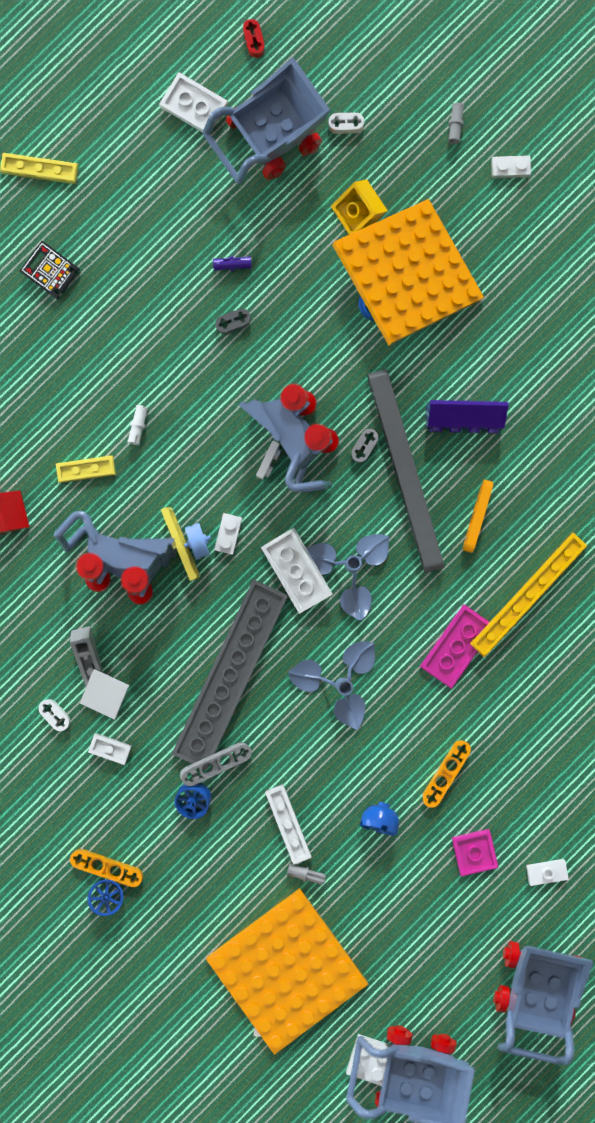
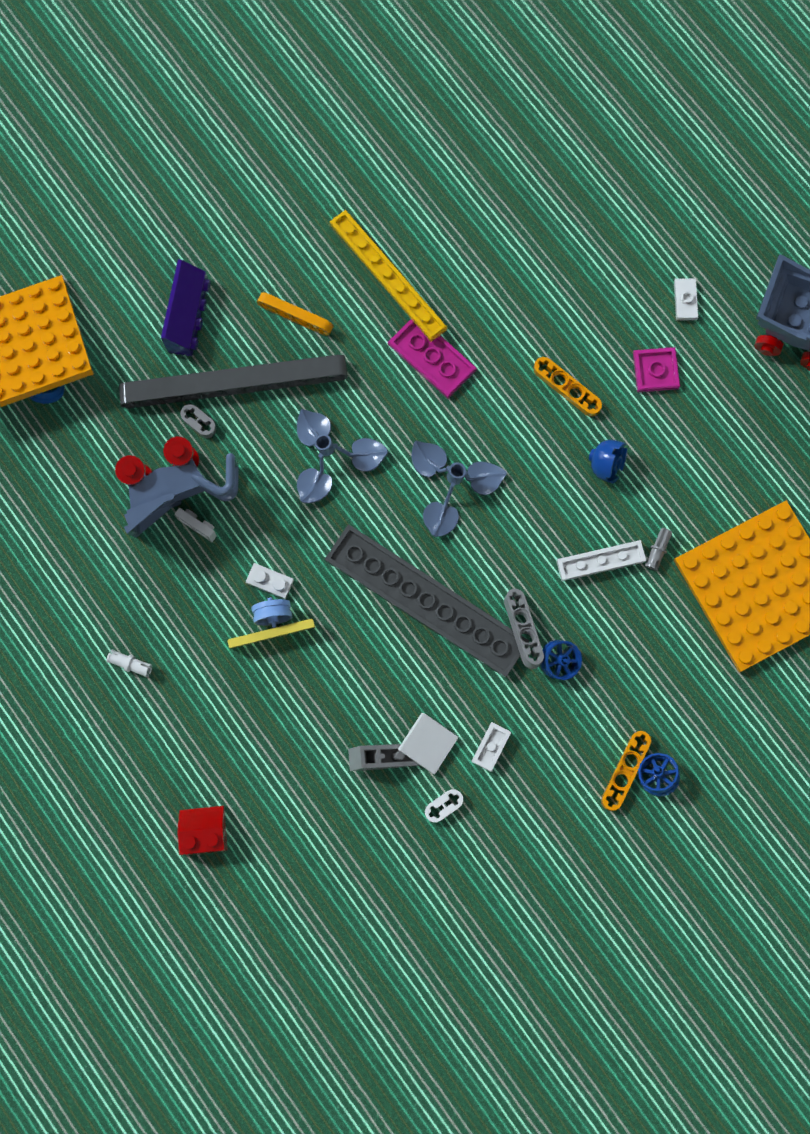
camera: 75 degrees left, 10 degrees down
(85, 469) = (169, 730): light yellow tile -> none
(128, 559) = (275, 698): sand blue piece -> none
(234, 326) = (29, 543): dark grey beam -> none
(296, 570) = (322, 510): white plate -> none

